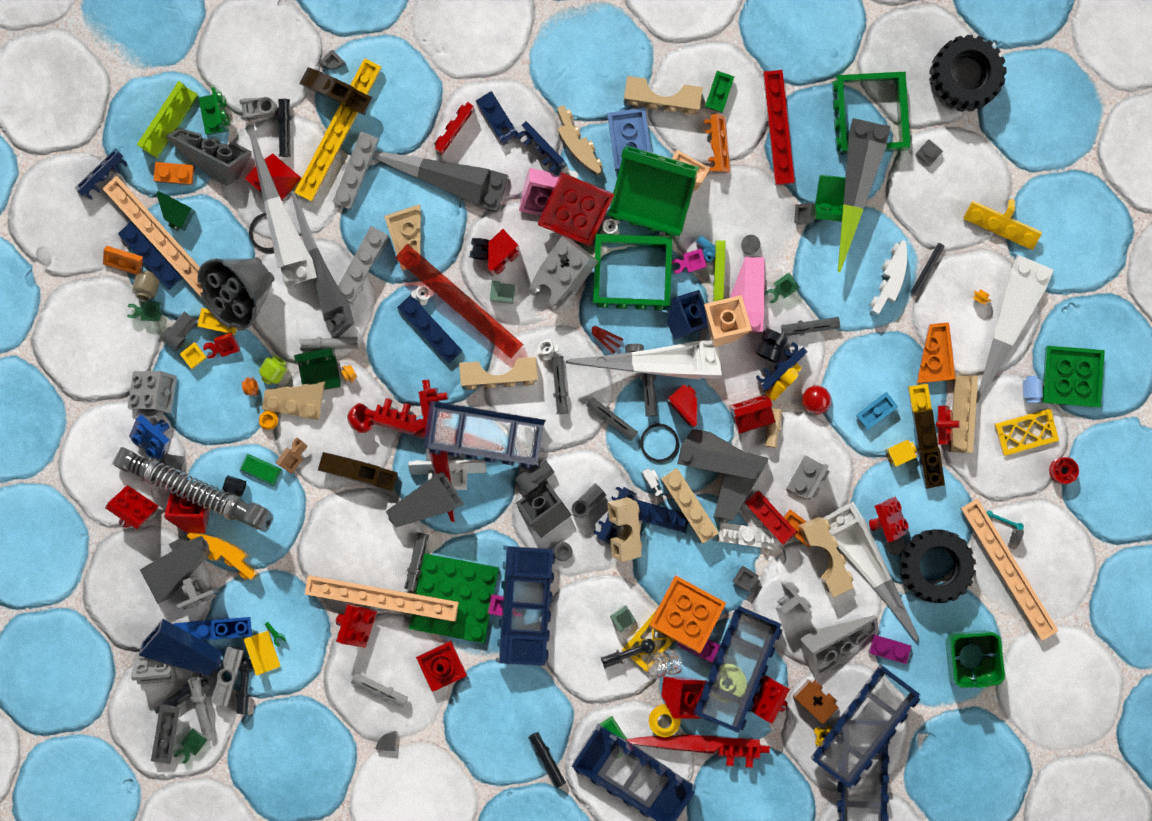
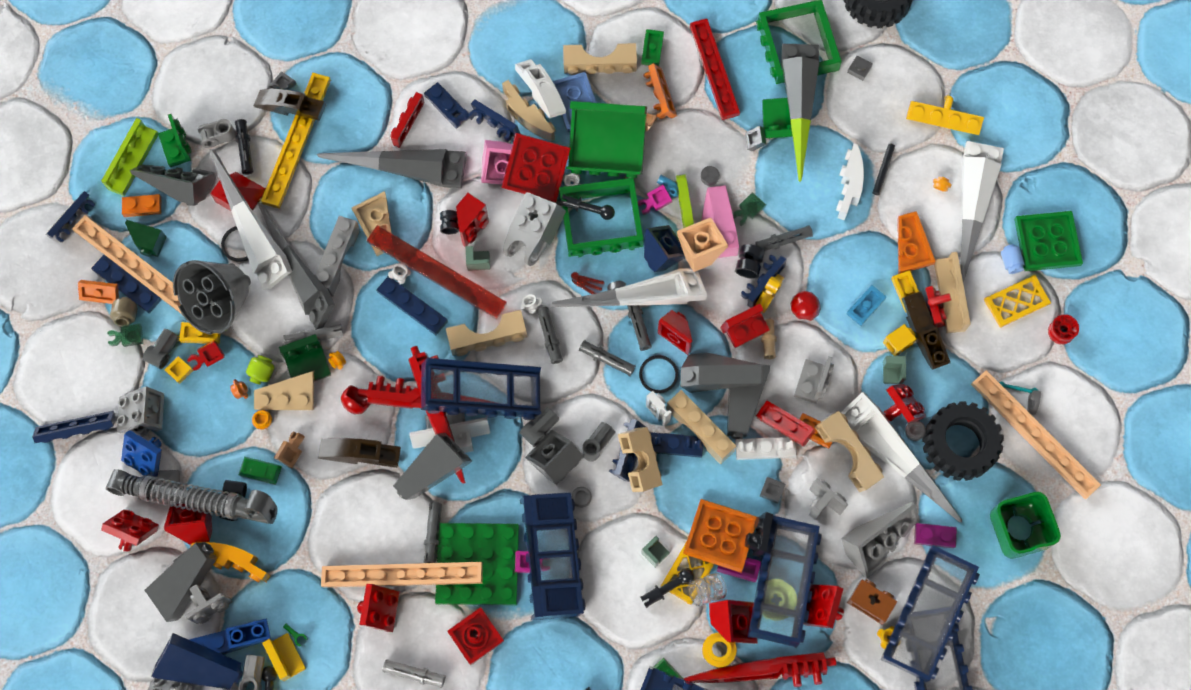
camera: 10 degrees left, 15 degrees down
(87, 396) = (73, 427): none -> dark blue plate
(356, 170) = (318, 172): light grey plate -> none
(597, 119) = (542, 88): none -> white slope
(638, 271) = (606, 212): none -> black pin
(722, 628) = (759, 541): none -> black hinge
(888, 481) = (894, 369): none -> sand green panel

